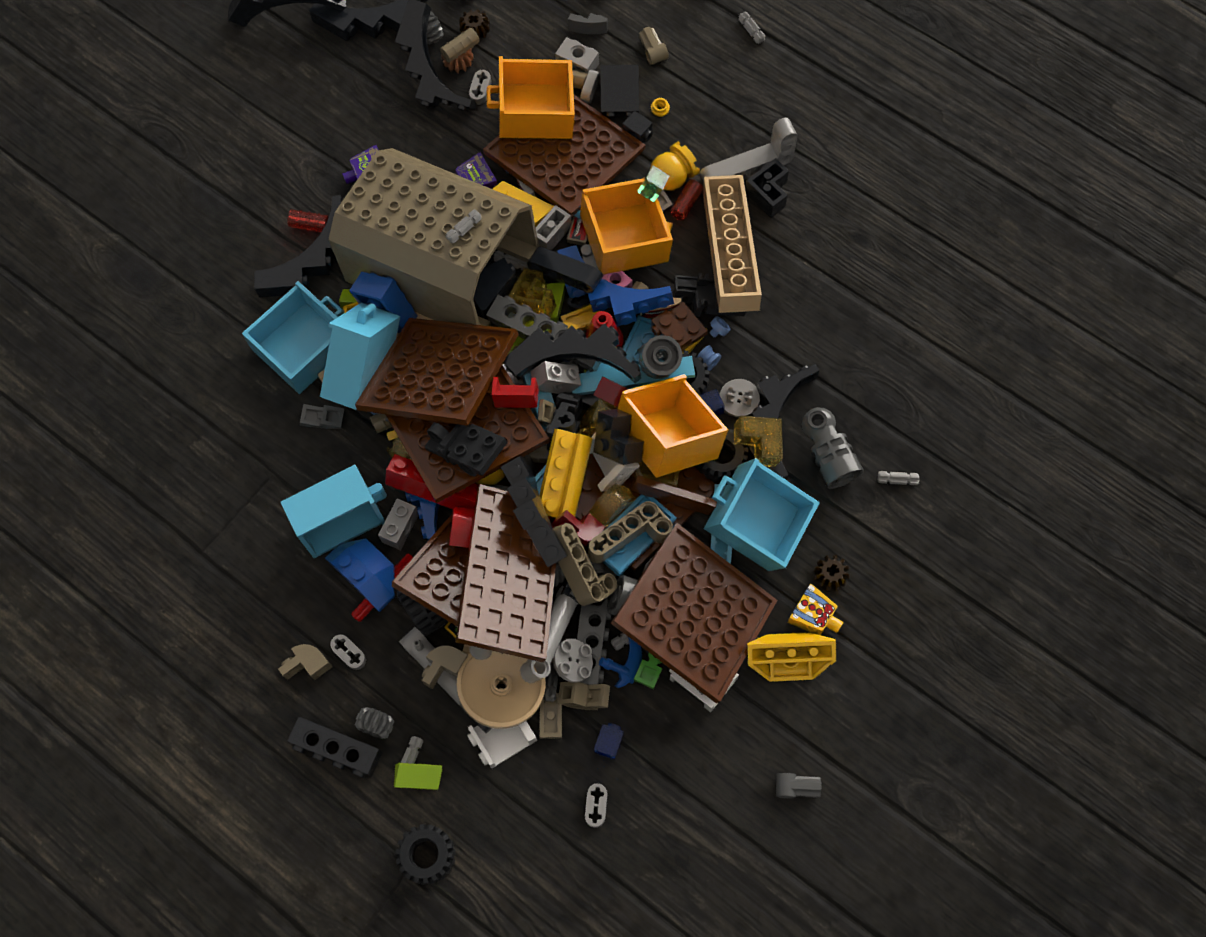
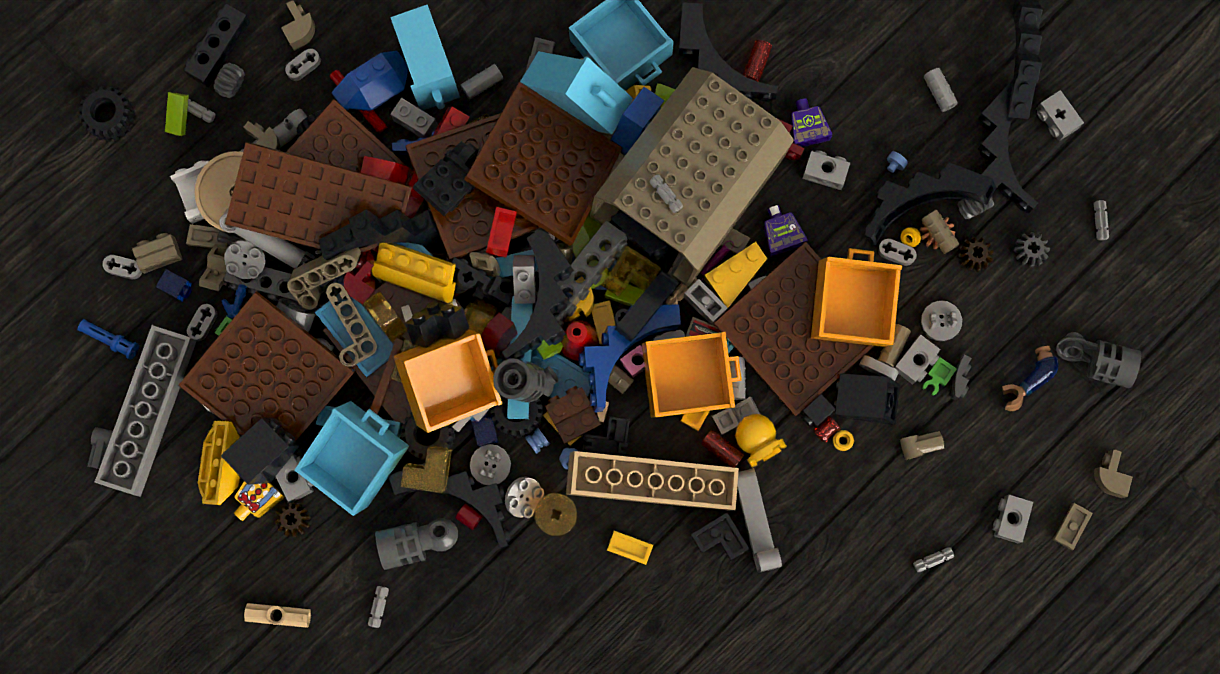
camera: 100 degrees right, 10 degrees up
(323, 69) = (940, 89): none -> light grey axle
(346, 459) = (481, 81): none -> light grey axle
(395, 95) = (896, 161): none -> medium blue tile
(412, 139) = (832, 179): none -> light grey brick
(460, 75) = (914, 233): none -> yellow plate
(538, 45) = (931, 321): none -> light grey plate
(576, 767) = (157, 253): none -> dark tan brick
(589, 39) = (940, 373): none -> bright green plate
(645, 701) = (197, 320): none -> light grey beam
(653, 183) = (718, 405): clear green brick -> none
(657, 121) = (827, 429): none -> clear red bush
(680, 794) = (116, 342): none -> blue pin
(751, 742) = (145, 411): none -> light grey brick
(765, 359) = (519, 505): none -> light grey plate
(773, 602) = (261, 451): none -> black slope
(776, 328) = (559, 503): none -> clear yellow brick
(783, 591) = (295, 490): none -> light grey brick
(792, 266) = (630, 547): none -> yellow tile
(793, 407) = (469, 516): none -> dark red beam
(930, 583) = (290, 616): none -> tan piece

